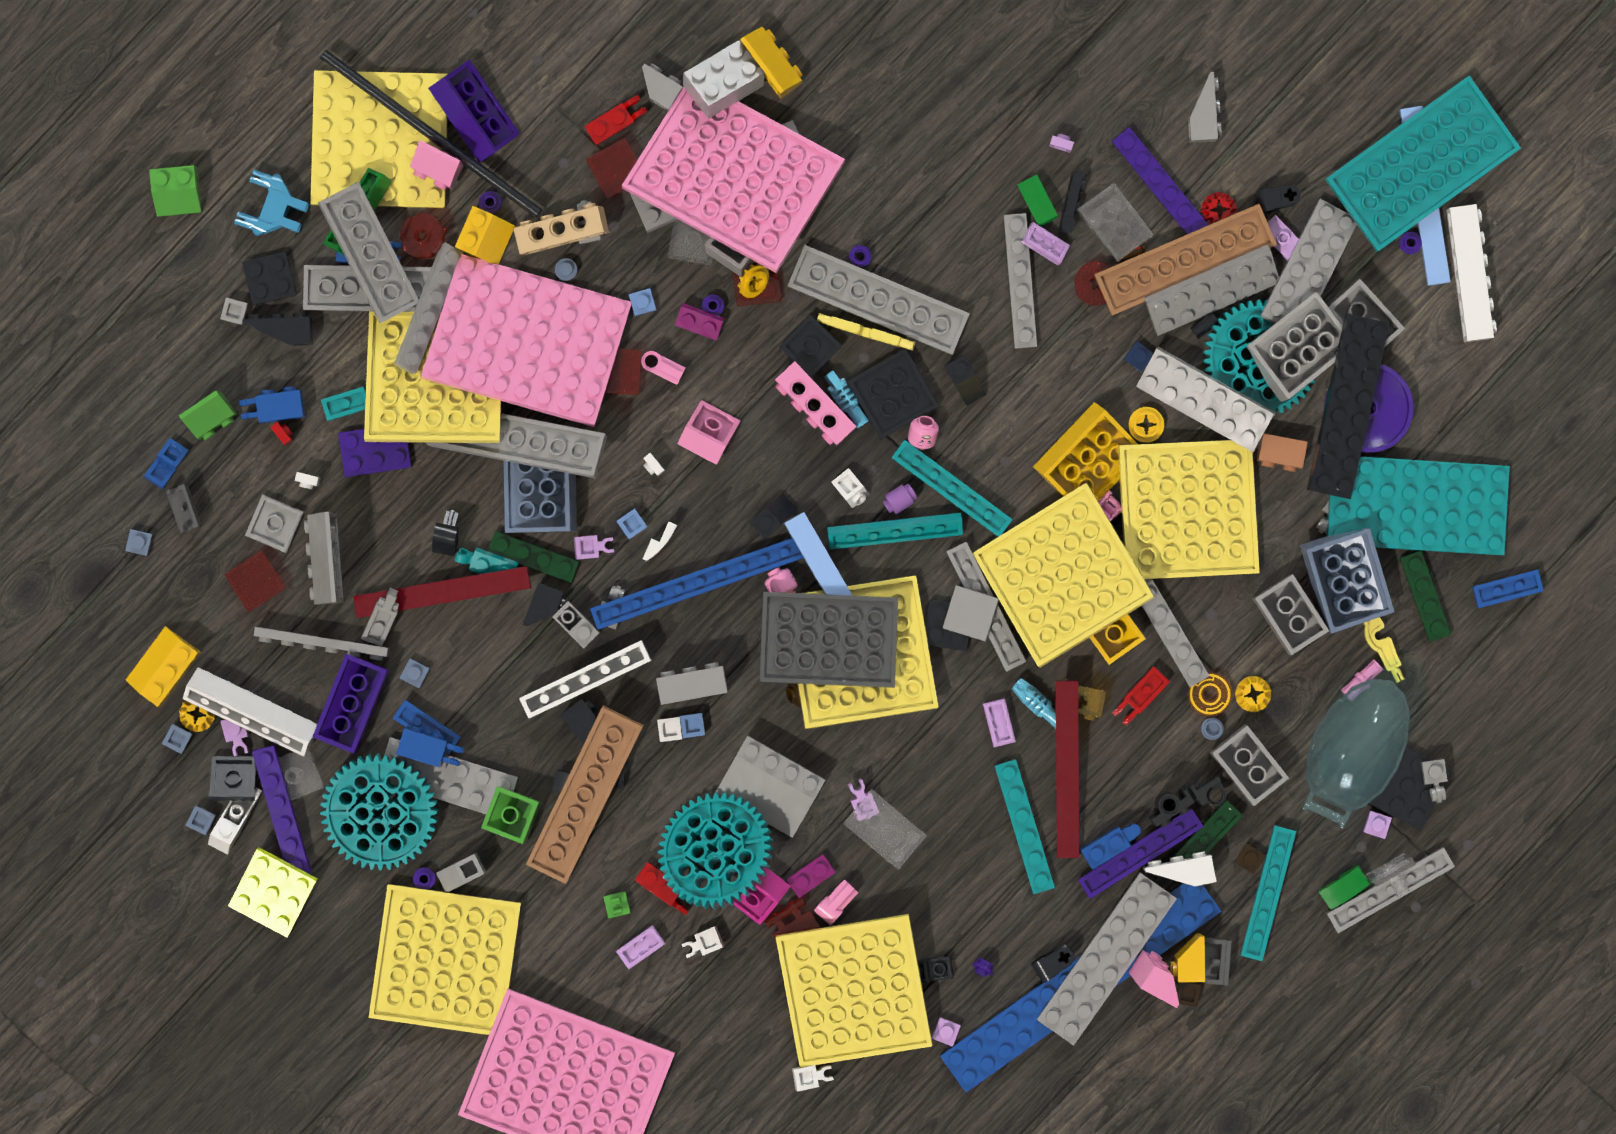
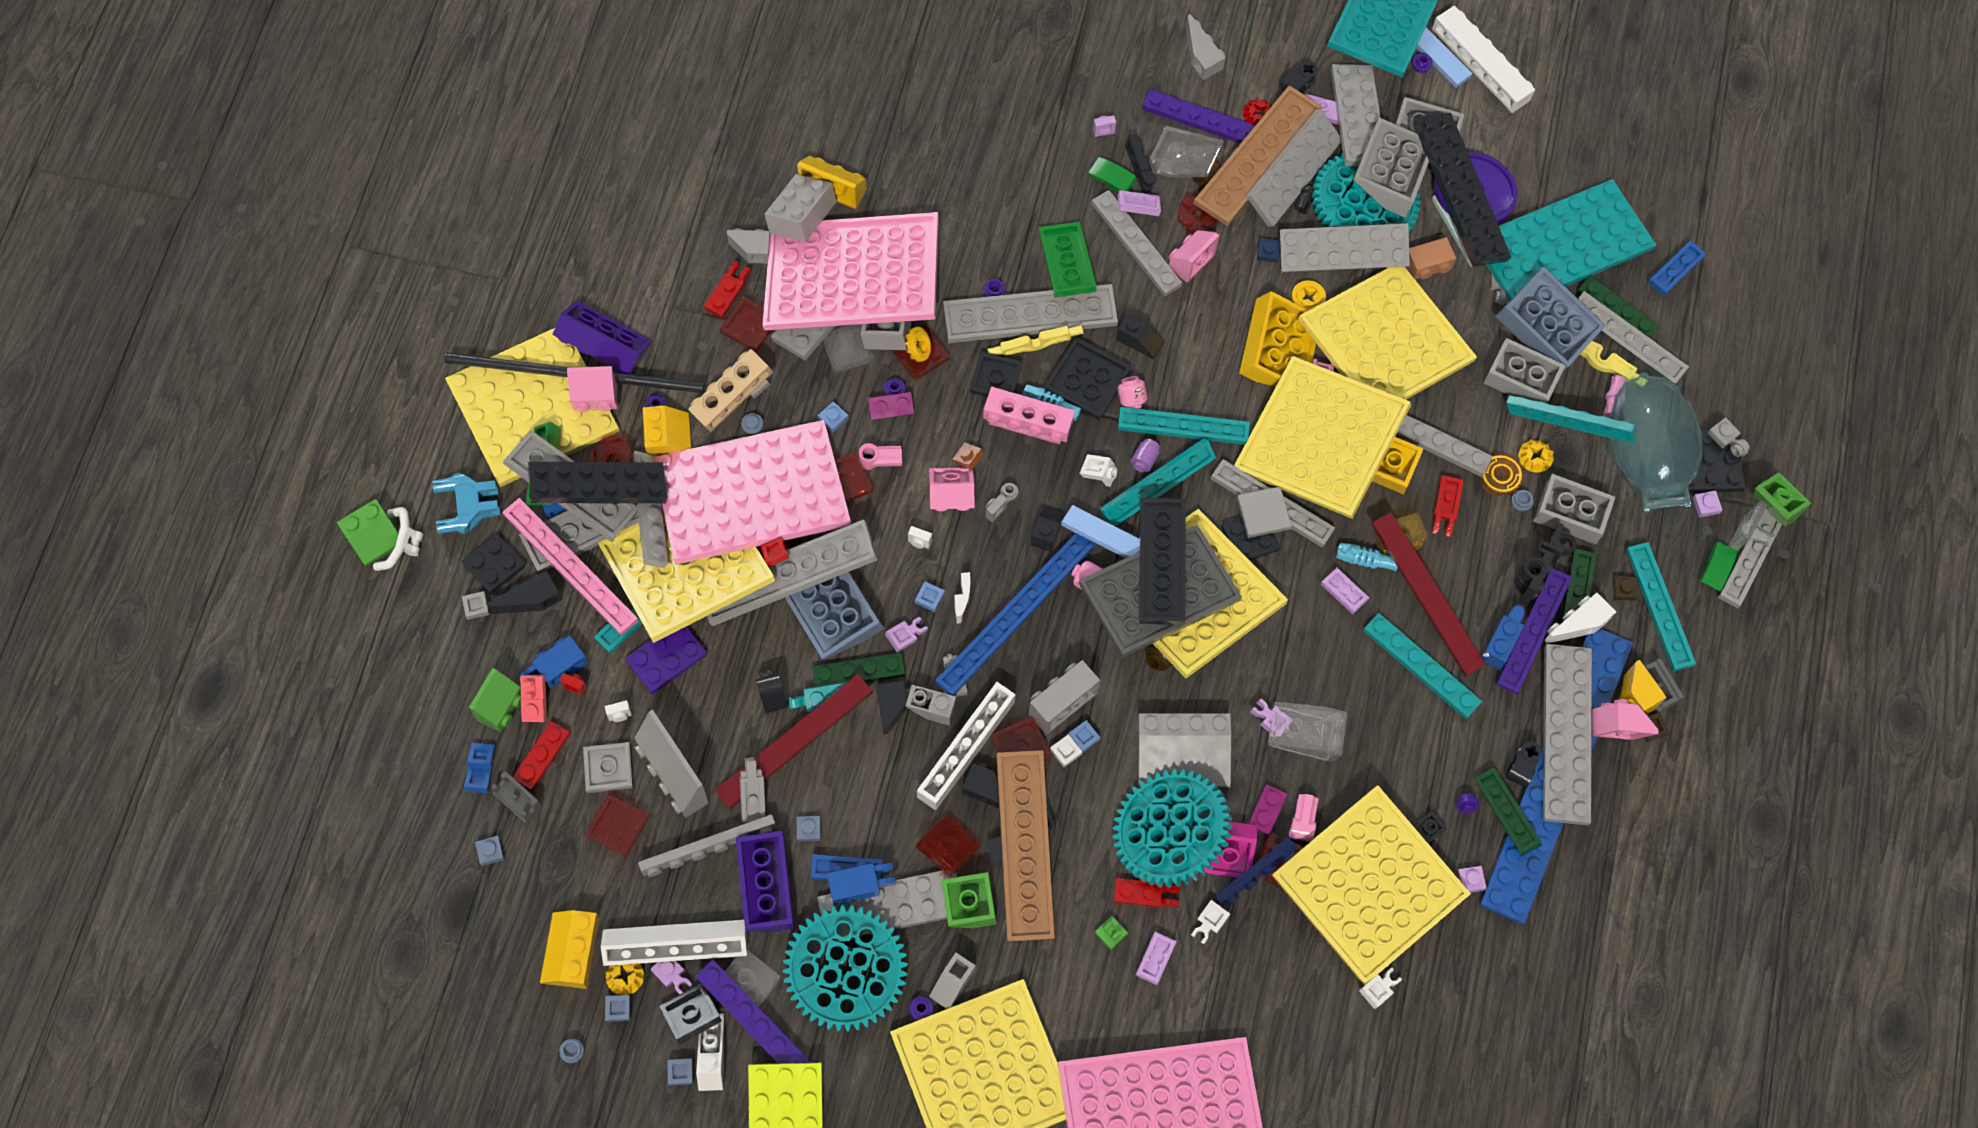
camera: 35 degrees left, 20 degrees down
(123, 752) = (571, 1050): none -> sand blue plate
(200, 214) = (402, 544): none -> white piece
(223, 481) = (541, 756): none -> red plate
(240, 429) = (533, 698): none -> coral plate
(331, 324) = (570, 566): none -> bright pink plate
(391, 265) = (597, 482): none -> black plate
(513, 416) = (775, 551): none -> red plate
(521, 757) = (948, 846): none -> clear red plate
(635, 701) = (1021, 737): none -> clear red plate
(737, 472) = (998, 505): none -> light grey plate
(741, 409) = (968, 456): none -> plate
(755, 928) = (1249, 878): none -> clear blue plate
(844, 617) = (1162, 561): none -> black plate
(942, 266) = (1067, 259): none -> green plate
(1010, 995) = (1508, 812): none -> dark green plate
(1062, 325) = (1193, 254): none -> bright pink slope
(1293, 677) = (1572, 419): none -> teal plate
(1415, 632) = (1635, 340): none -> light grey plate
(1434, 865) = (1782, 499): none -> bright green slope

